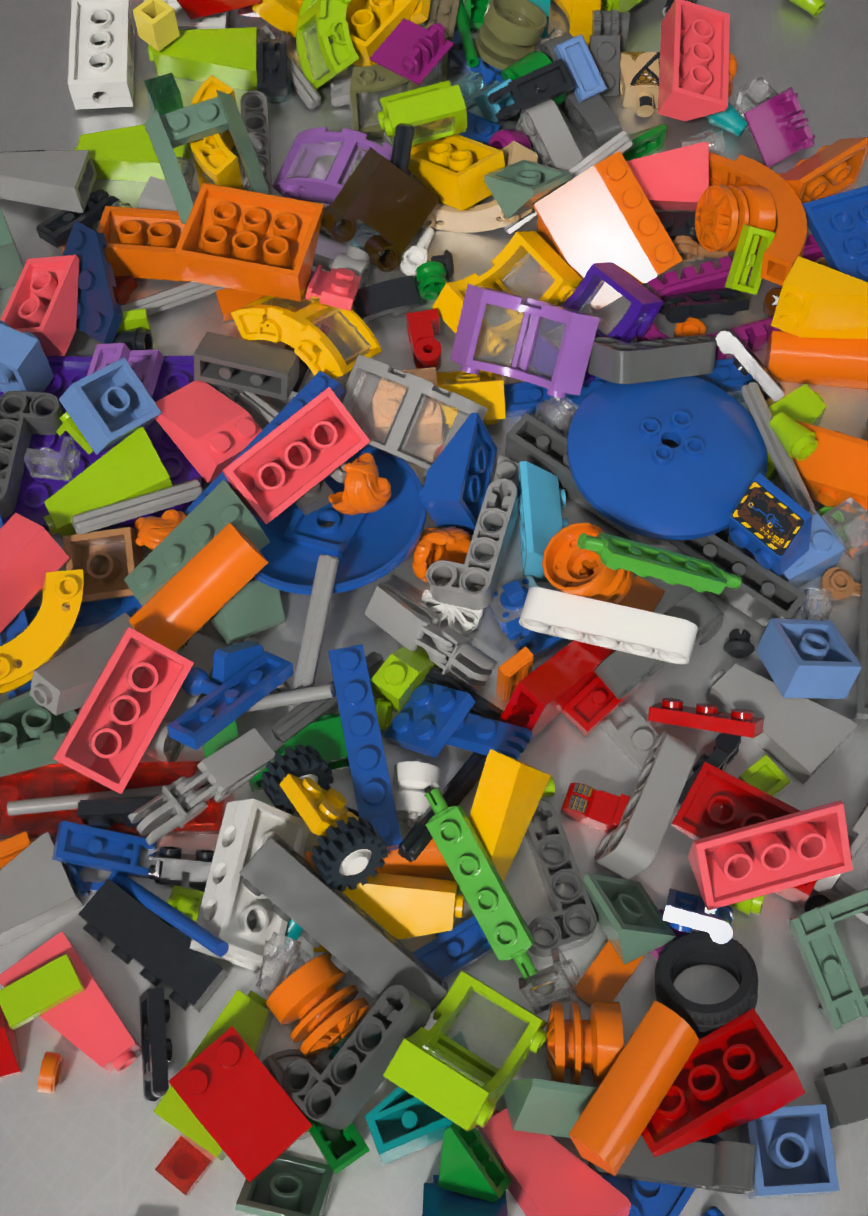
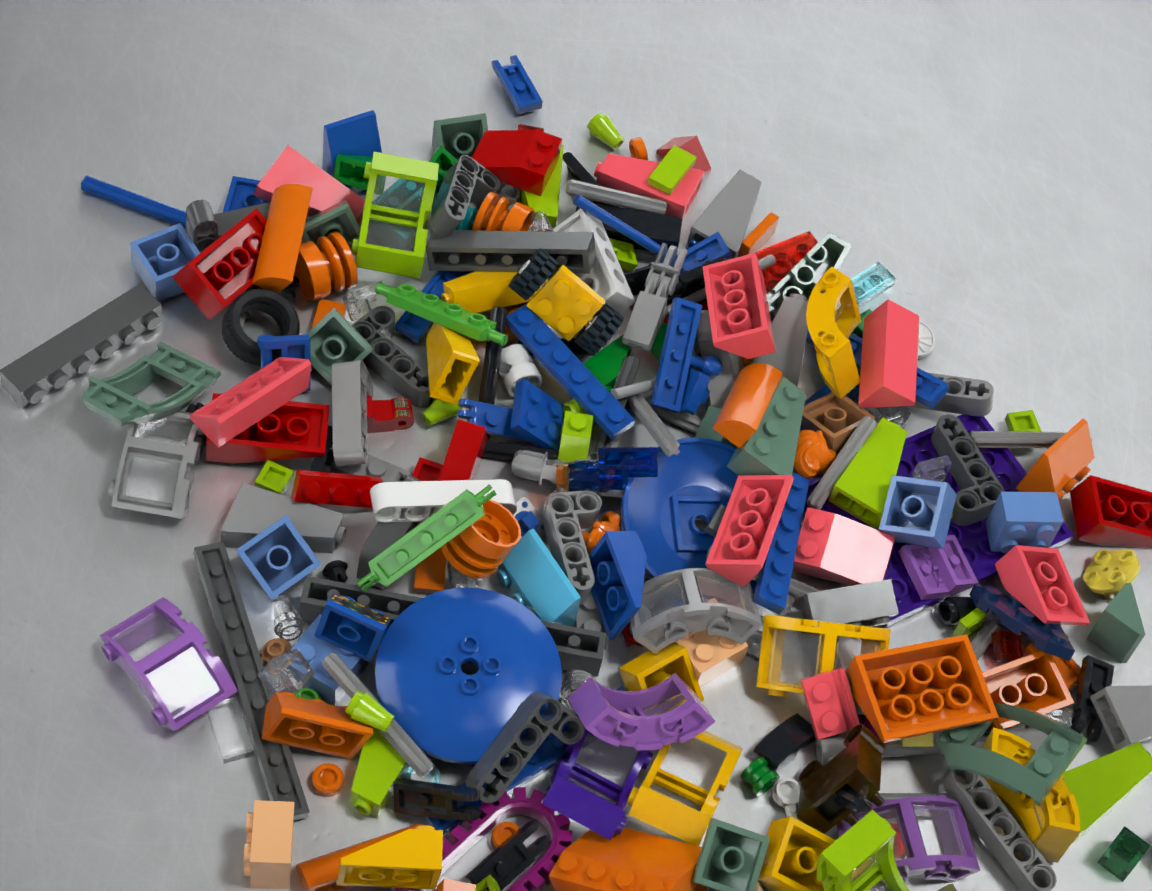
camera: 140 degrees right, 10 degrees down
(71, 1133) = (604, 130): none -> lime cone
(145, 980) = (615, 197): none -> light grey axle
(363, 488) = (686, 525): orange hair -> none
(405, 584) = (609, 470): none -> clear blue plate
(421, 330) = (731, 716): red leg -> none
(447, 261) = (762, 804): black piece -> none
(512, 672) = (494, 459): orange tile -> none

